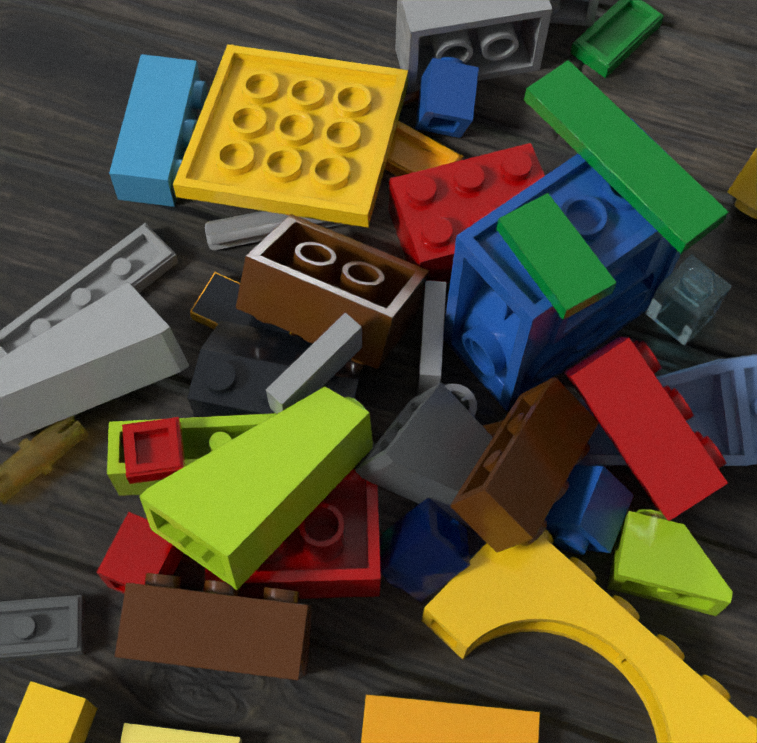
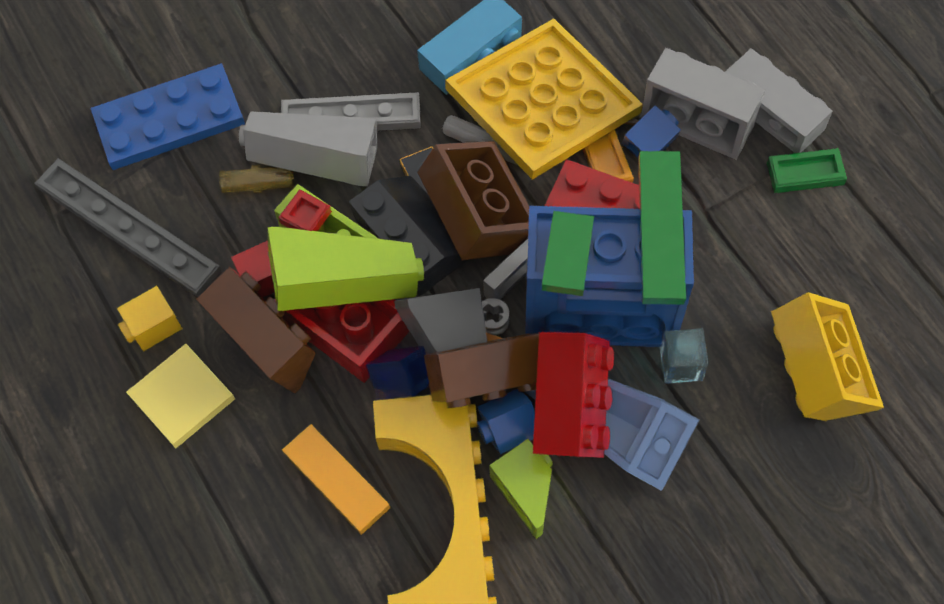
camera: 45 degrees right, 0 degrees up
(316, 364) = (421, 229): light grey tile -> none

